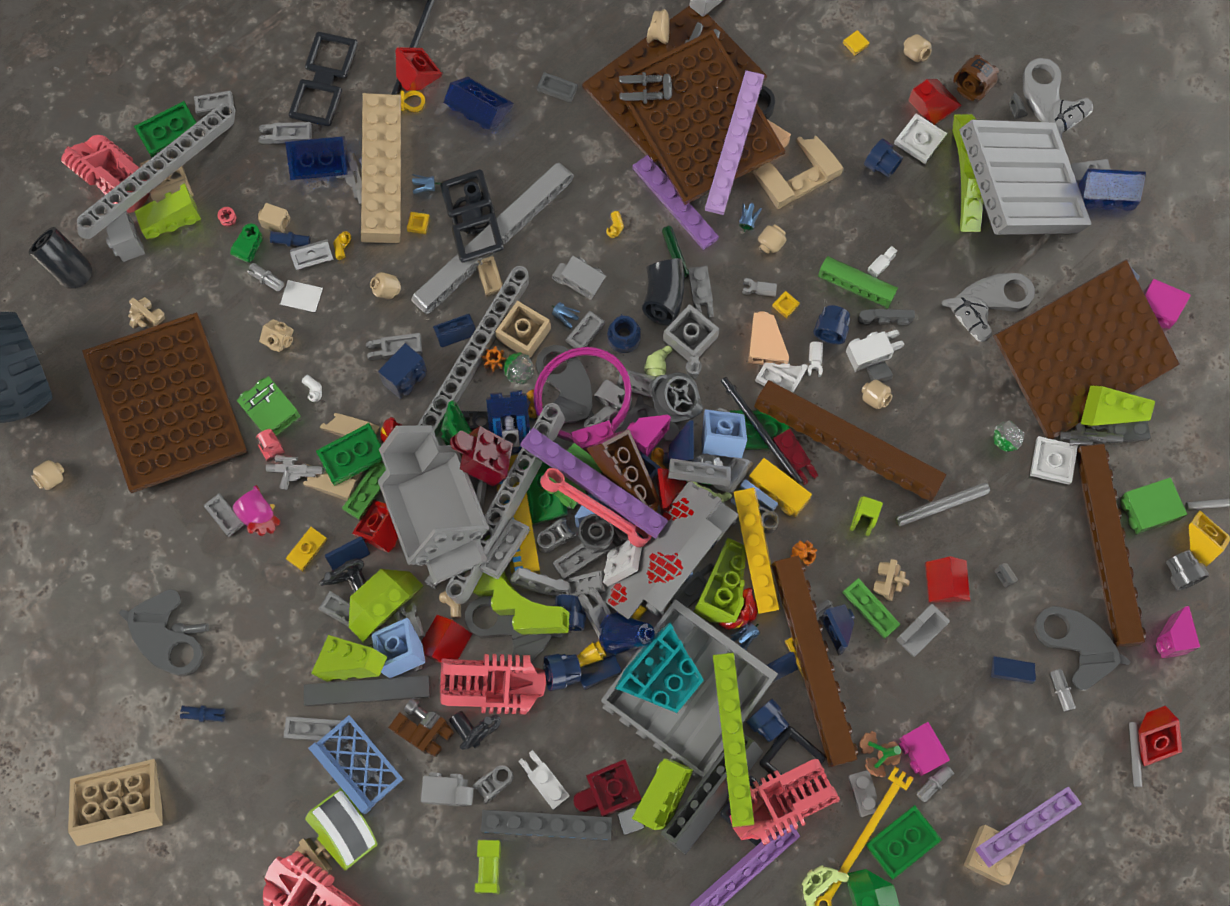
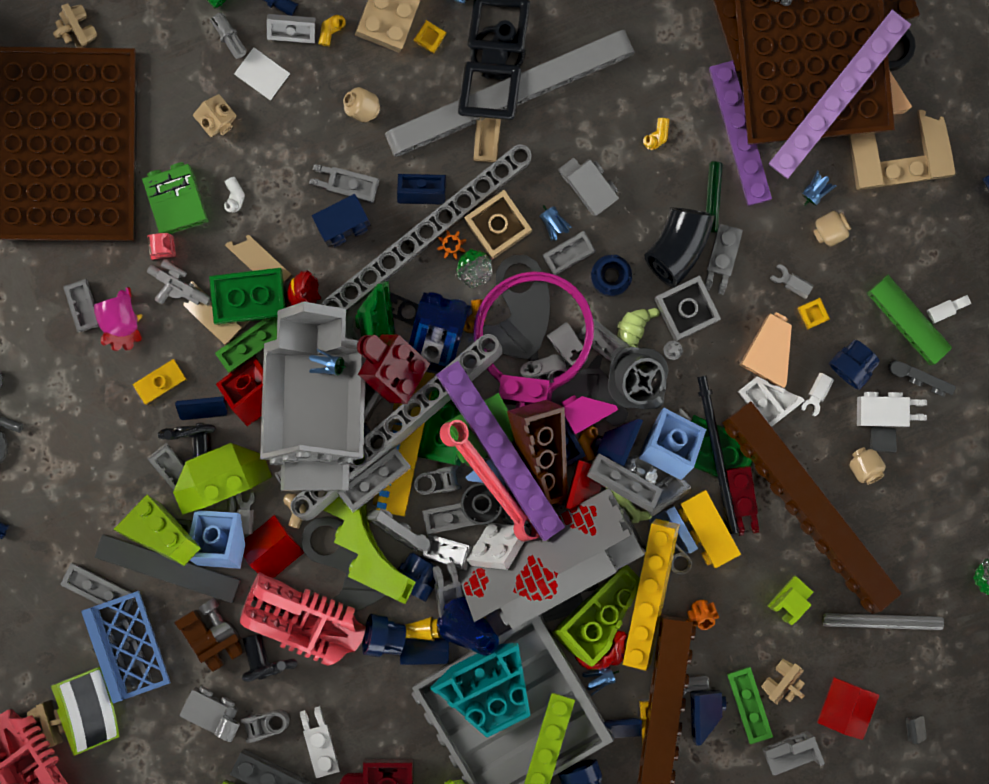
camera: 25 degrees right, 15 degrees up
(435, 472) = (333, 364): none -> flat silver piece

